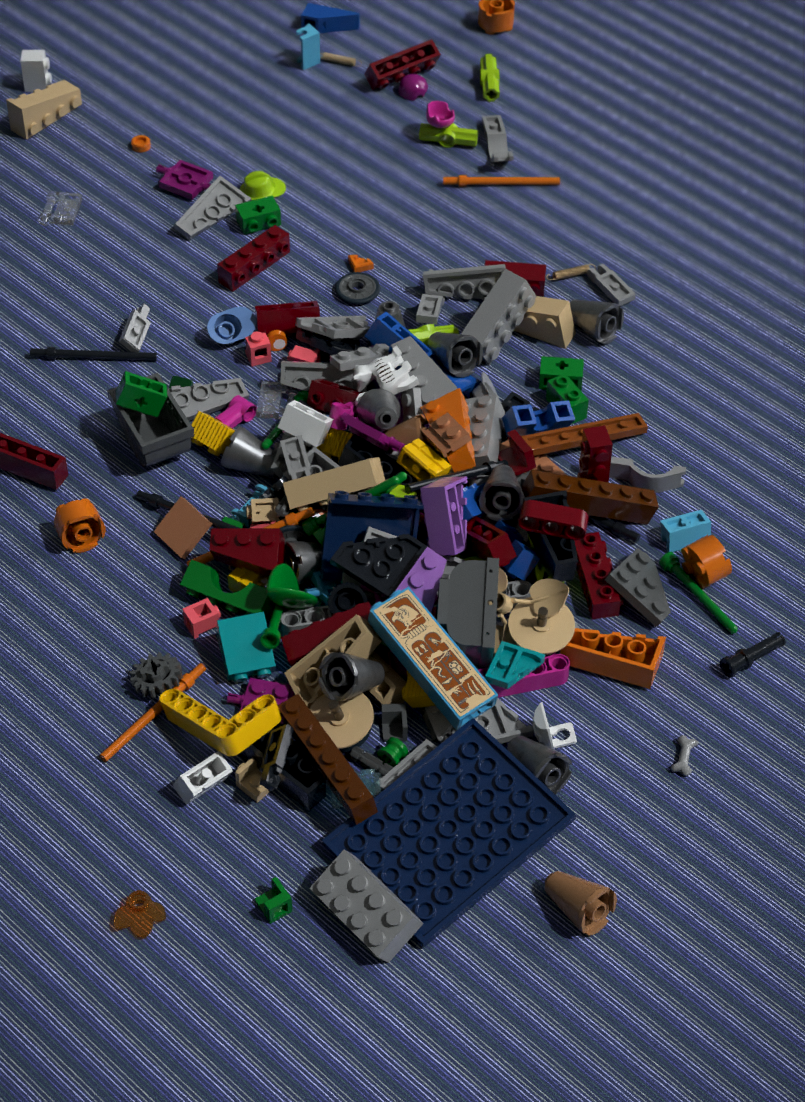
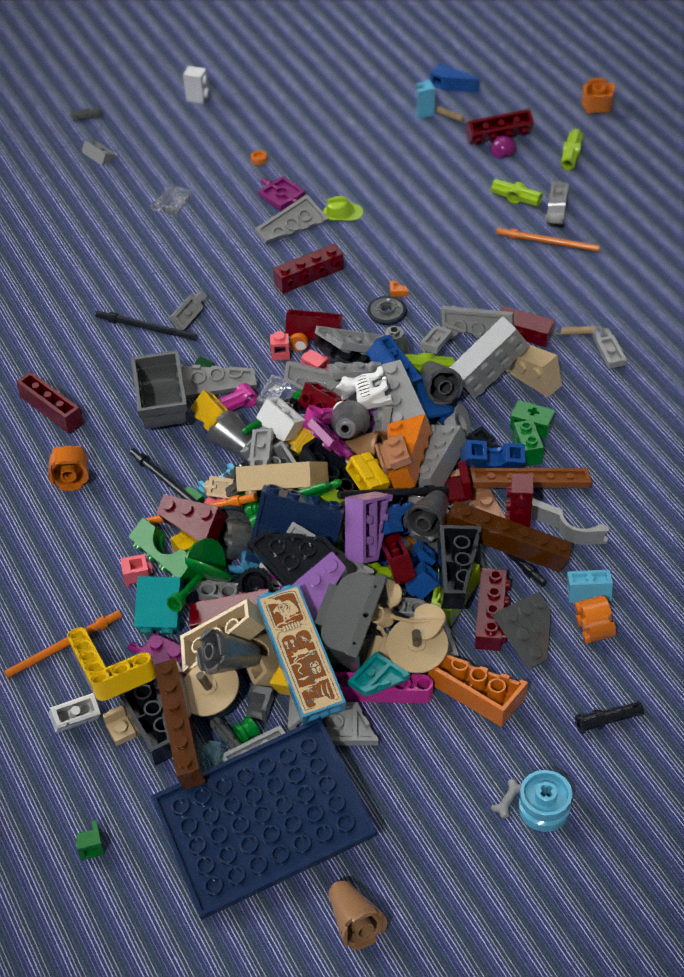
camera: 20 degrees right, 0 degrees up
(41, 108) = (190, 115): tan wedge -> none
(141, 394) = (153, 366): green brick -> none
(156, 674) = (77, 611): dark grey gear -> none
(182, 527) = (151, 487): nougat tile -> none
(231, 325) = (264, 321): medium blue piece -> none
(258, 214) = (327, 232): green brick -> none
(274, 756) = (134, 710): black hinge -> none
(366, 906) = (161, 868): light grey brick -> none
(439, 114) = (511, 173): dark pink hair -> none
(545, 733) = (387, 744): white piece -> none
(545, 763) = (369, 775): flat silver cone -> none
(553, 520) = (455, 551): dark red beam -> none
(598, 318) = (583, 376): flat silver cone -> none
(670, 563) = (565, 613): green piece -> none
(724, 747) = (545, 800): none -> medium azure wheel

